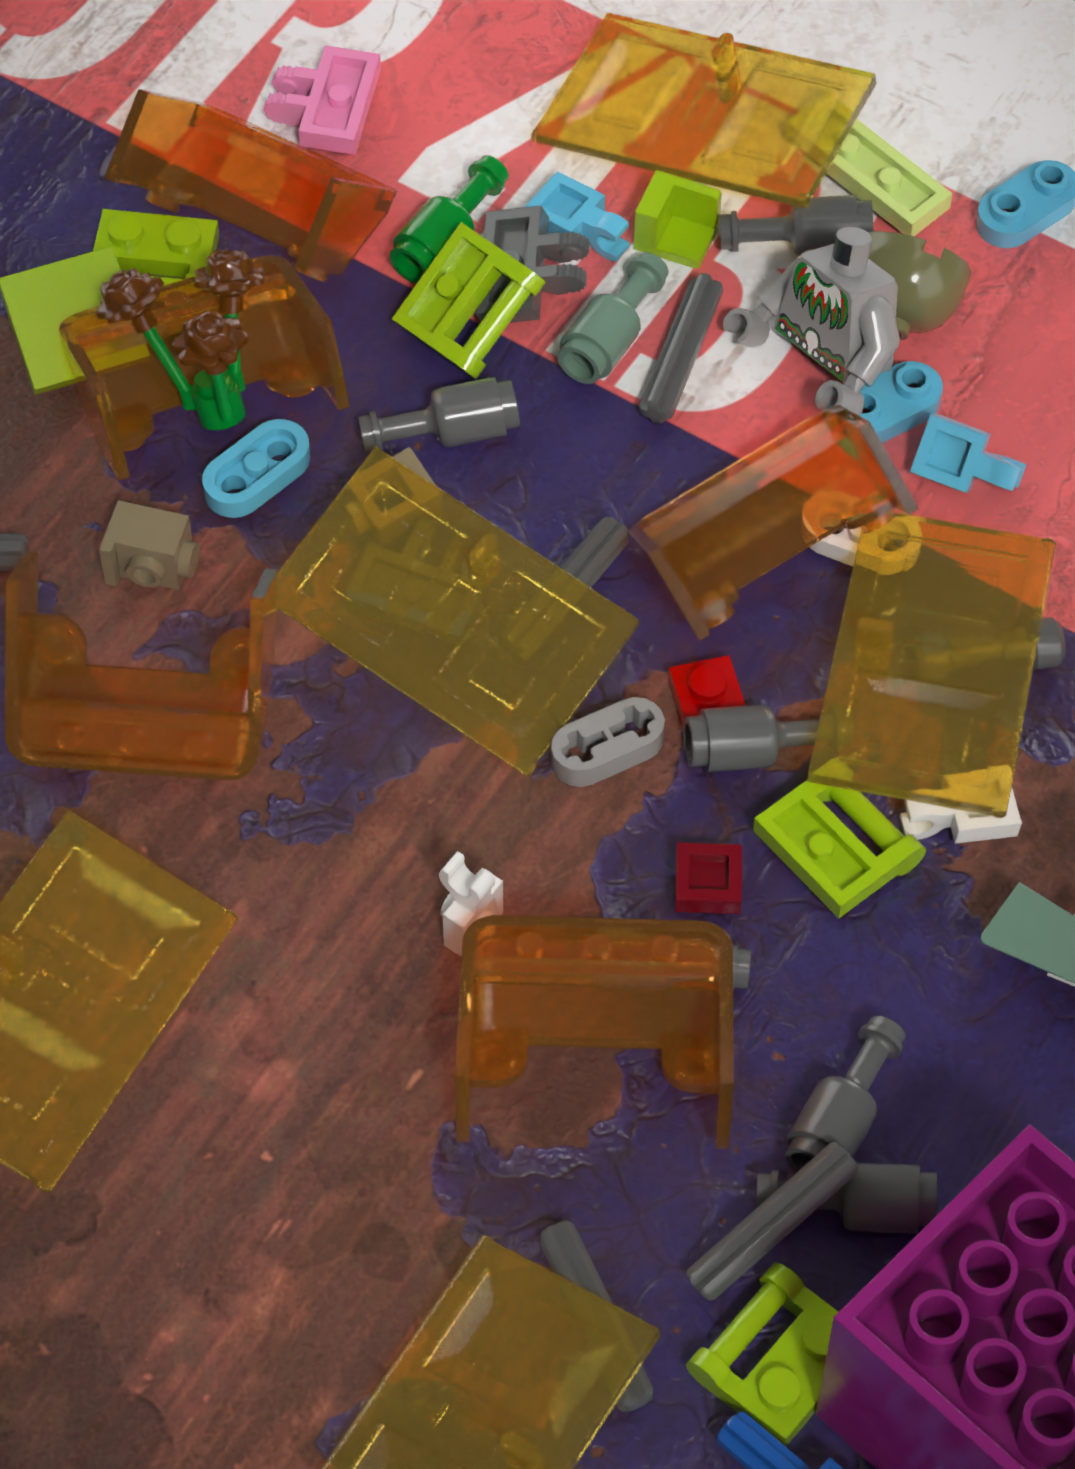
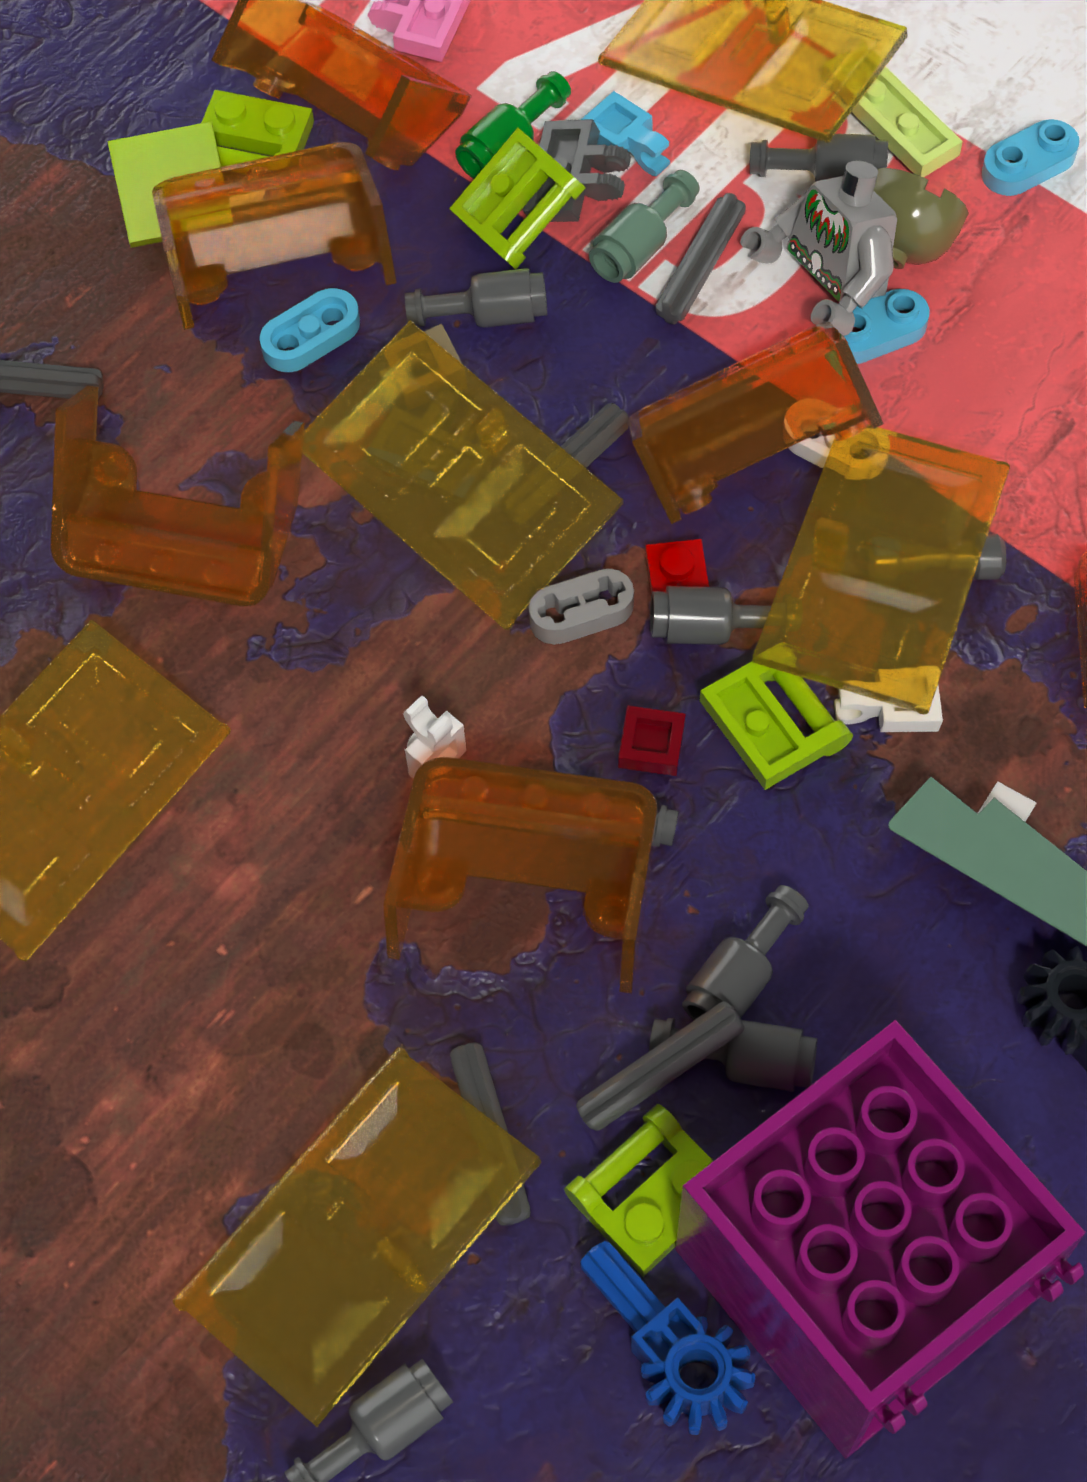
camera: 10 degrees right, 5 degrees up
(148, 547) = (203, 391): dark tan brick -> none
(205, 339) = (271, 209): reddish brown plant -> none
(677, 219) = (713, 143): lime panel -> none
(957, 454) = (932, 378): medium azure plate -> none

